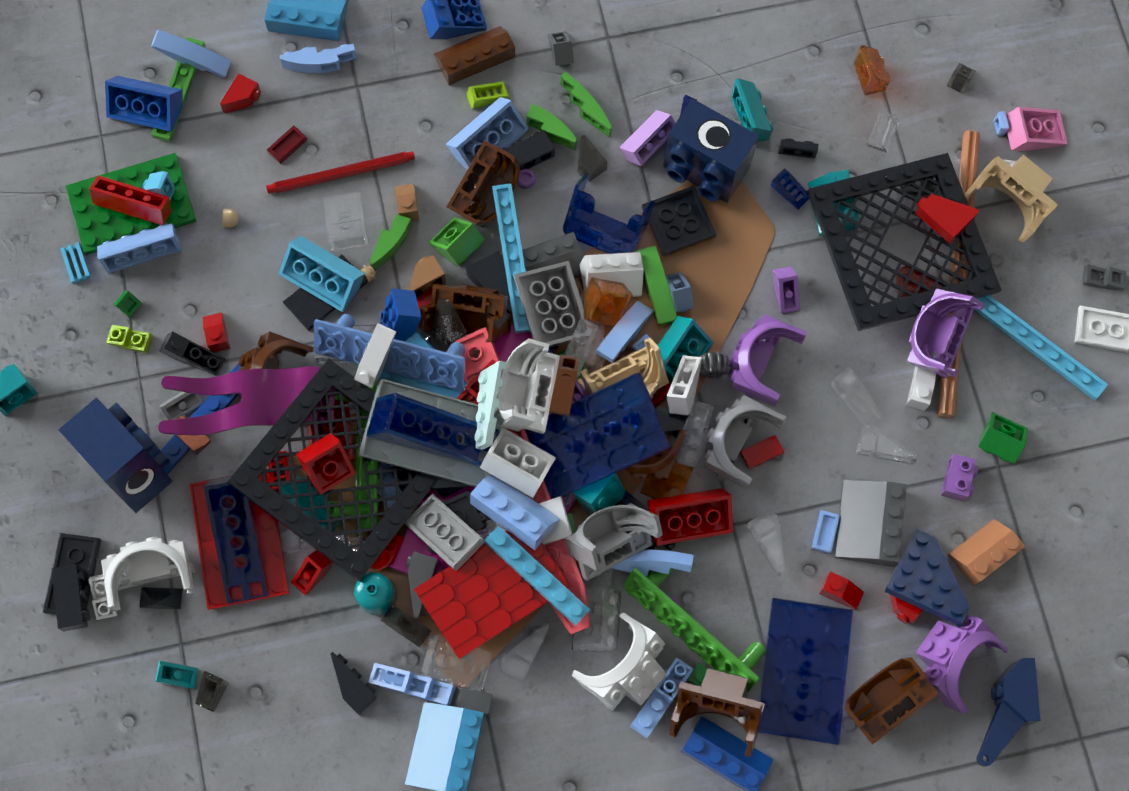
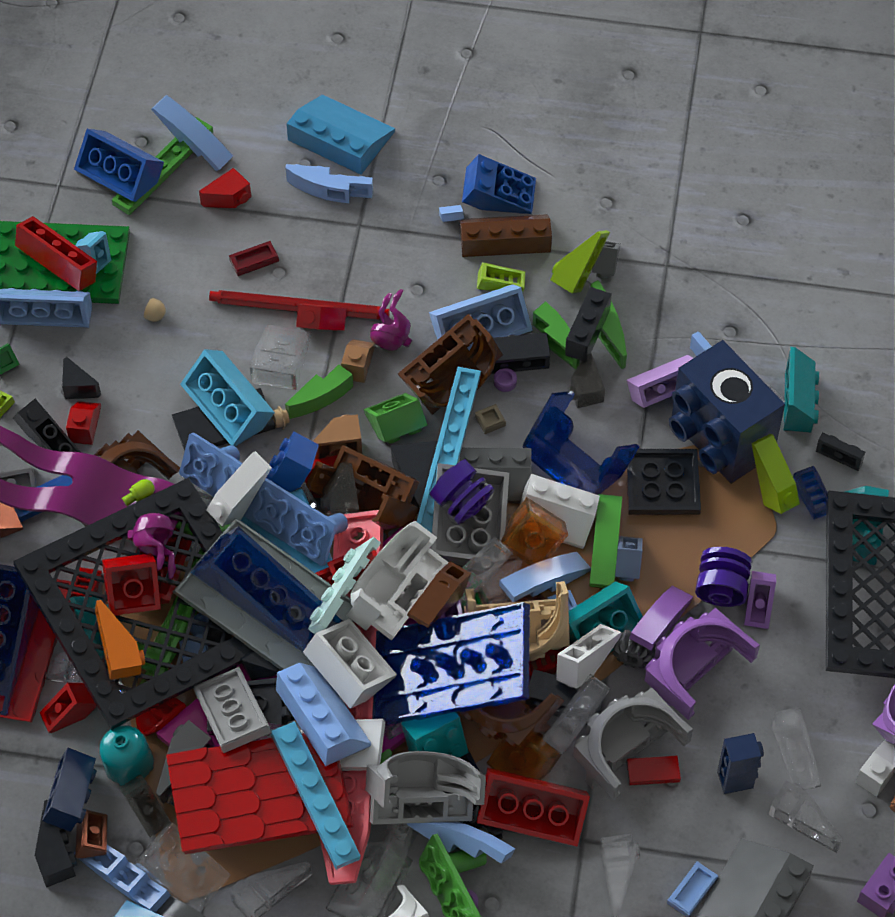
camera: 25 degrees right, 15 degrees down
(196, 302) = (78, 383): none -> black slope
(296, 384) = (139, 491): none -> lime cylinder
(323, 421) = (150, 534): none -> magenta hair
(339, 517) = (119, 646): none -> orange slope
(346, 637) = (70, 790): none -> dark blue brick
(363, 178) = (321, 317): none -> red slope
(376, 664) = (91, 835): none -> copper slope
(424, 171) = (391, 333): none -> magenta hair
(426, 51) = (451, 213): none -> light blue tile
(528, 215) = (490, 419): none -> dark tan tile
(543, 67) = (576, 266): none -> lime slope
(547, 294) = (458, 488): none -> dark purple wheel
(575, 113) = (588, 324): none -> black brick
(662, 99) = (698, 343): none -> light blue tile
(723, 333) = (661, 617): none -> medium lavender slope
(756, 283) = (723, 576): none -> dark purple wheel
(762, 189) = (775, 479): none -> lime slope
(826, 427) = (739, 763): none -> dark blue brick

